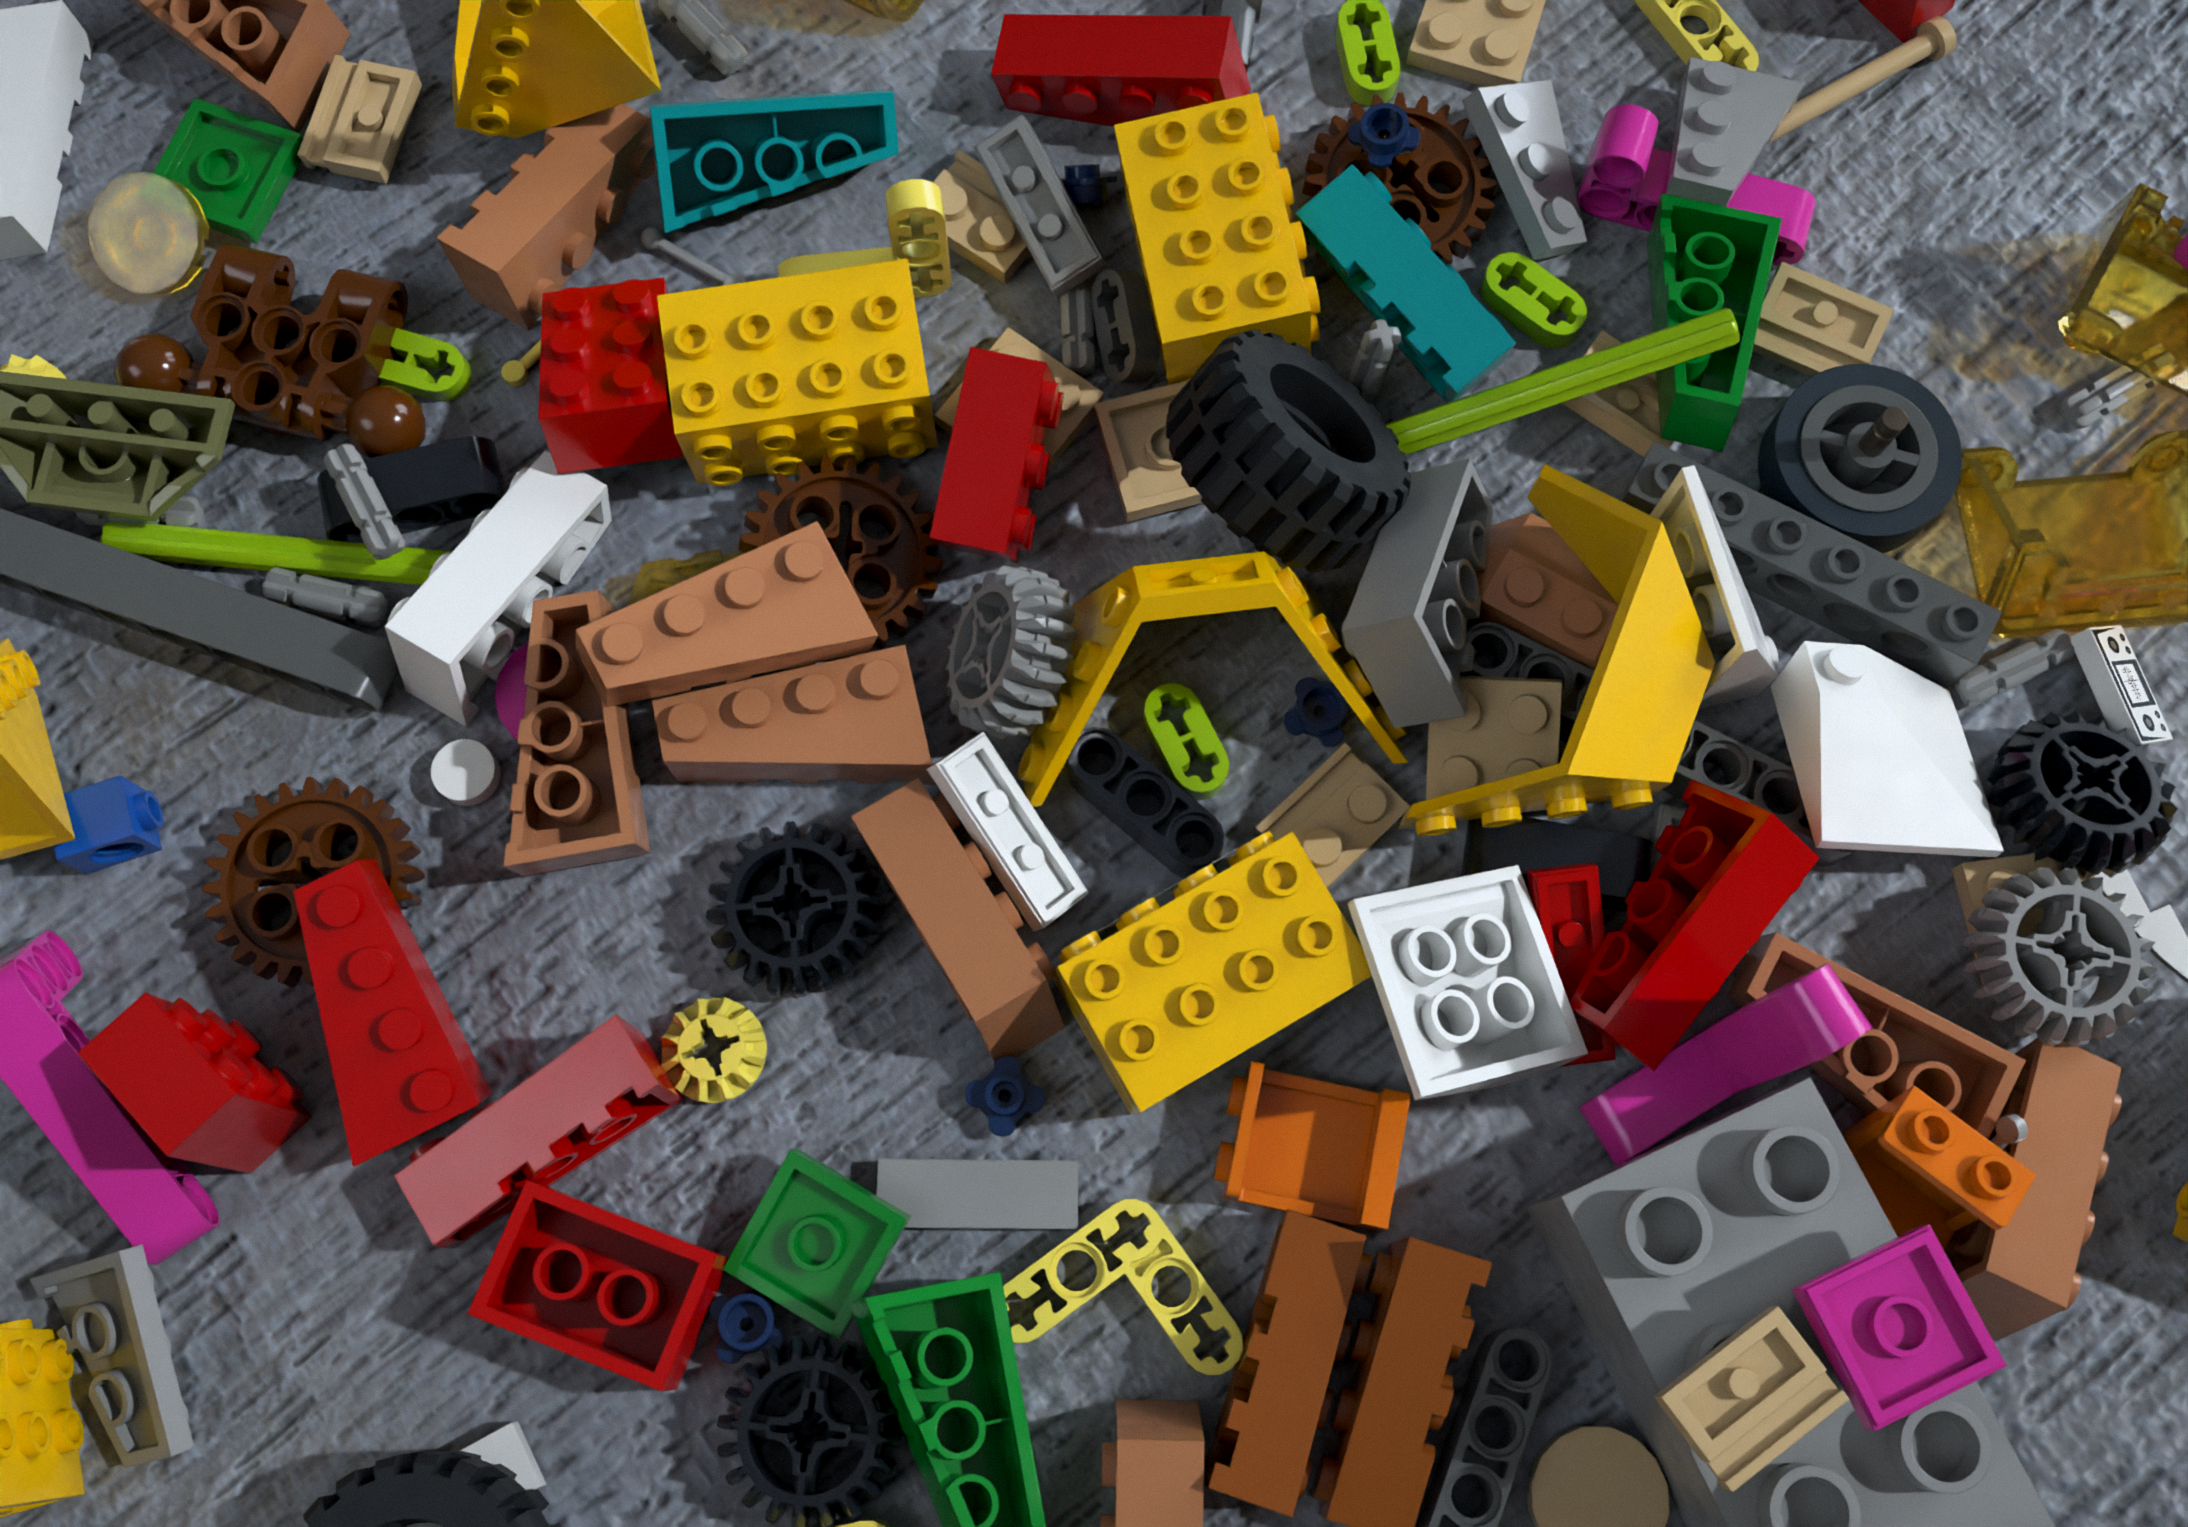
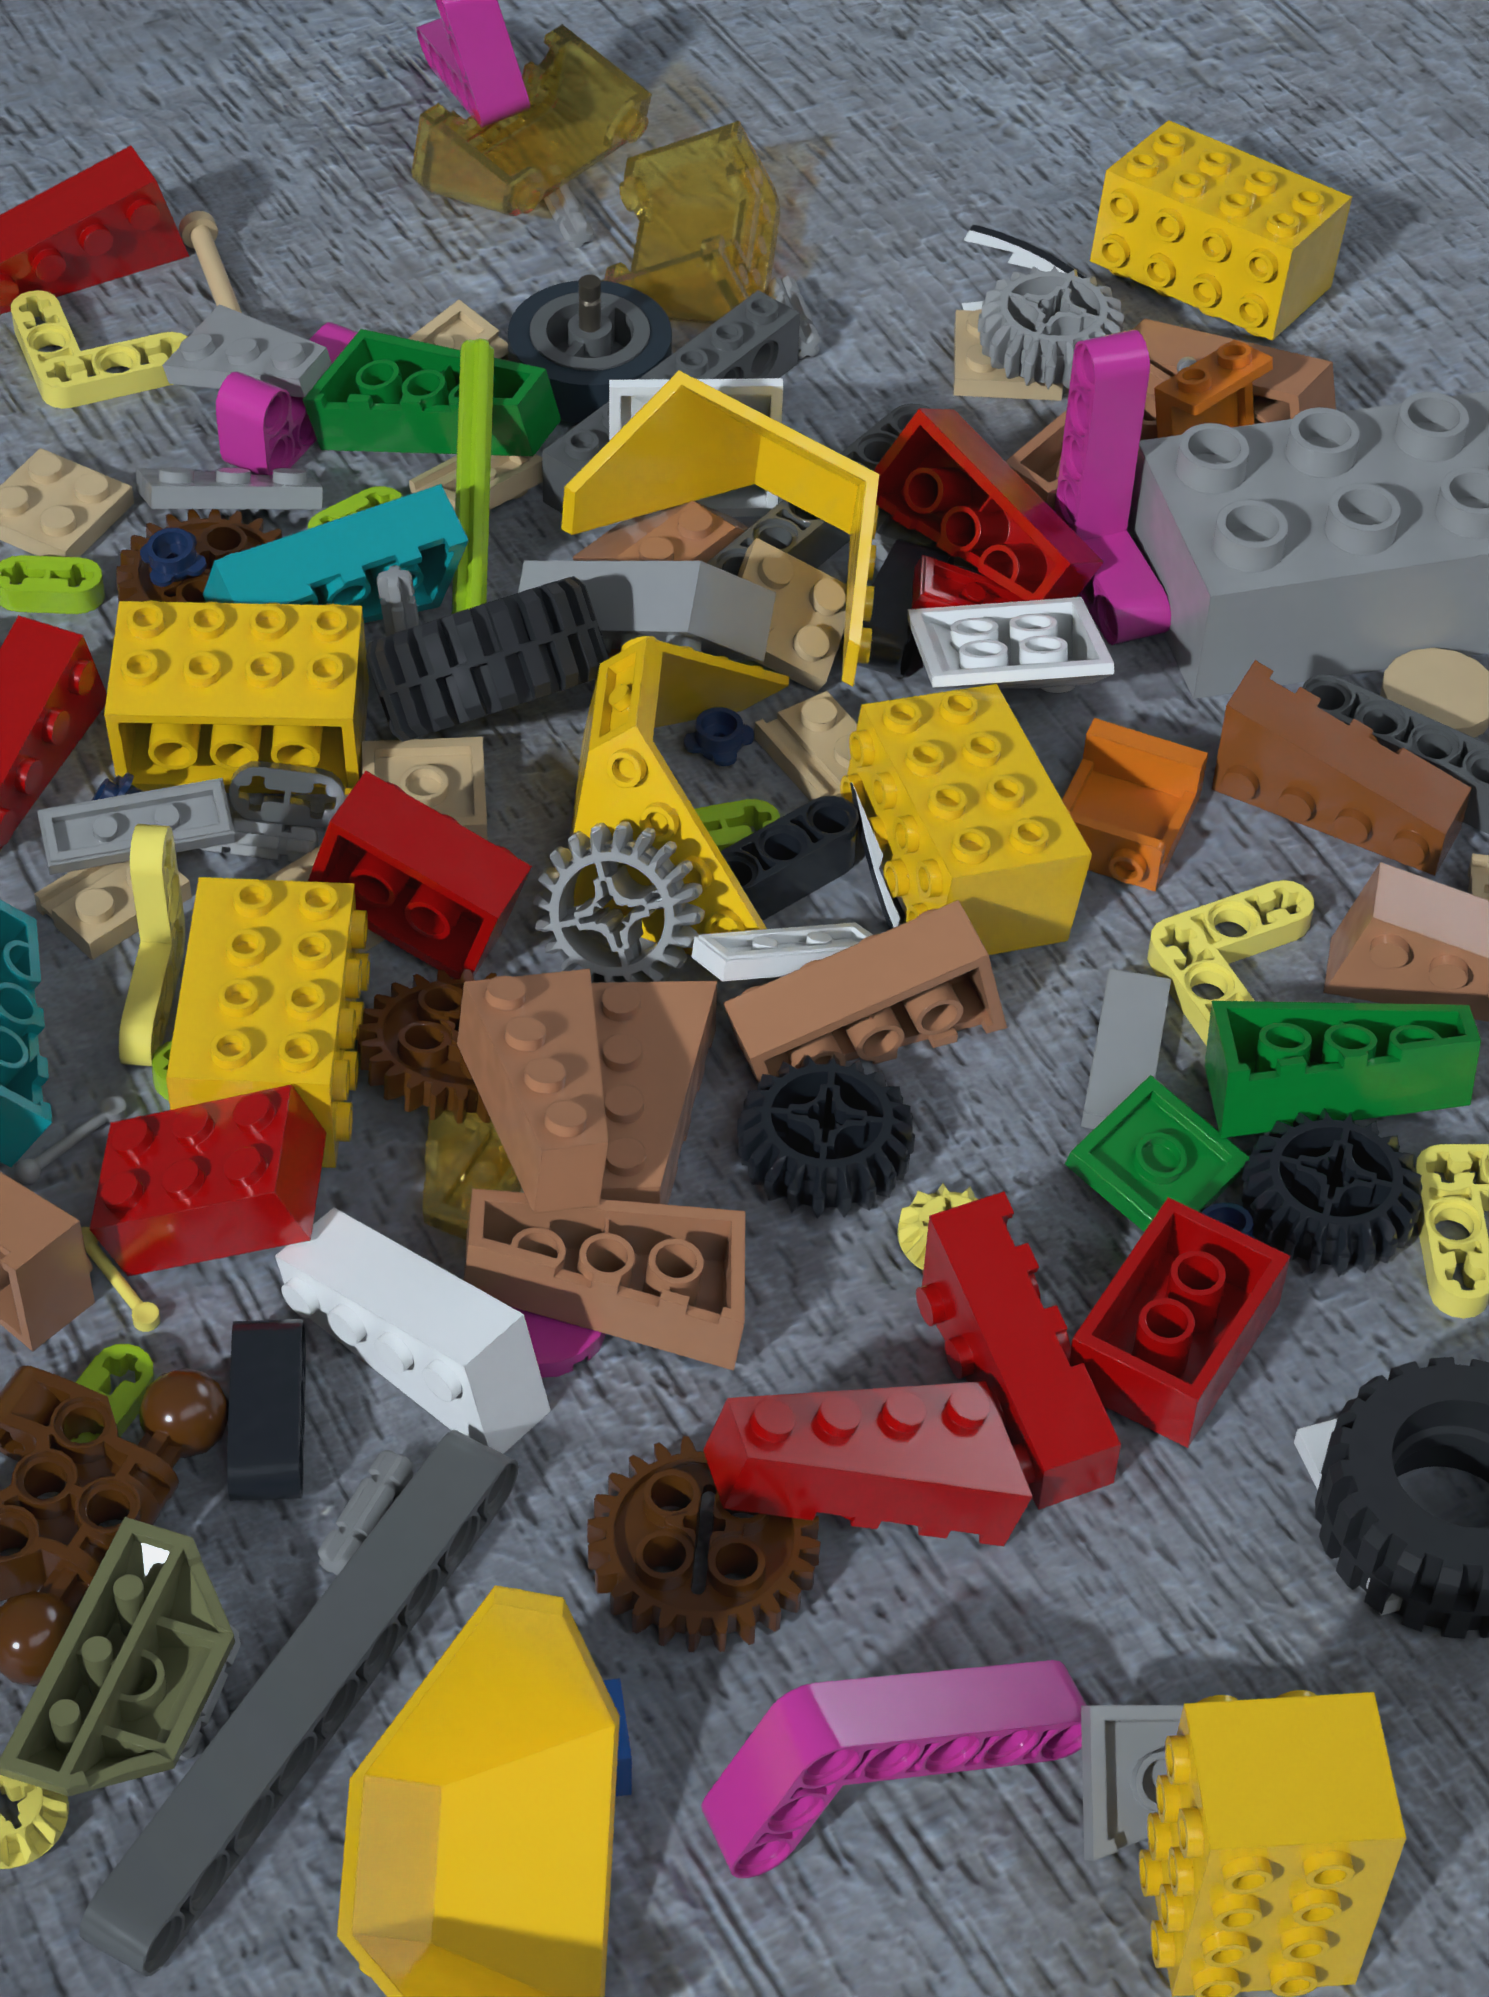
camera: 80 degrees left, 25 degrees down
(196, 1084) = (931, 1588): red brick -> none
(268, 551) = (298, 1549): lime axle -> none
(363, 501) = (287, 1414): light grey axle -> none
(465, 772) = (607, 1406): white tile -> none
(985, 1095) = (1039, 1015): dark blue plate -> none
(1286, 1363) = (1305, 835): dark orange wedge -> none
(1751, 1398) = (1389, 493): tan plate -> none
(1880, 756) = (865, 388): white slope -> none
(1898, 1327) = (1345, 408): dark pink plate -> none
(2081, 794) = (917, 293): black gear -> none
(2120, 685) = (829, 262): white tile -> none

